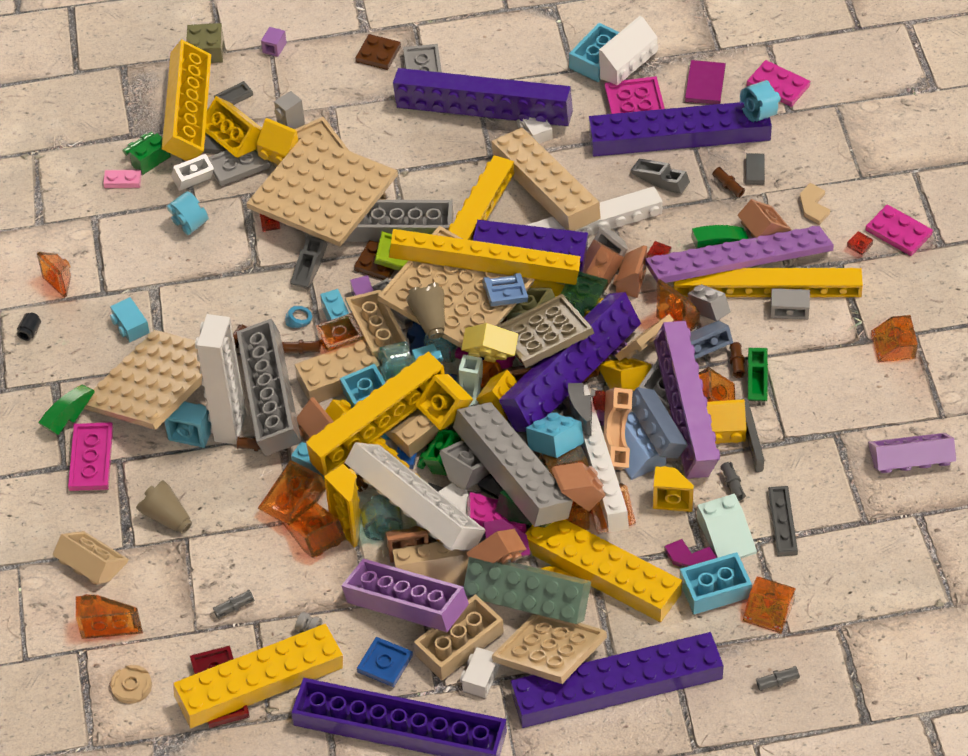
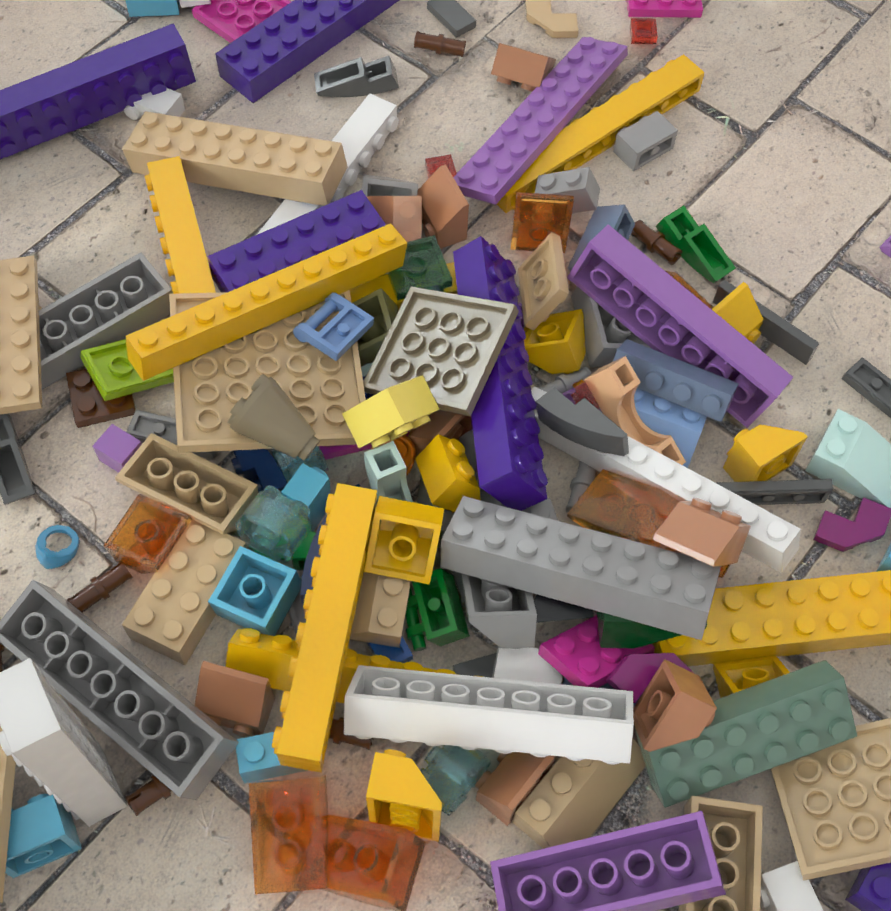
camera: 45 degrees left, 10 degrees up
(333, 304) = (101, 499): medium azure brick -> none
(555, 435) = (584, 484): medium azure brick -> none
(661, 512) = (781, 491): none -> dark grey tile
(716, 235) = (491, 112): green slope -> none
(732, 480) = (808, 397): dark grey pin -> none
(895, 339) = (790, 112): clear orange slope -> none

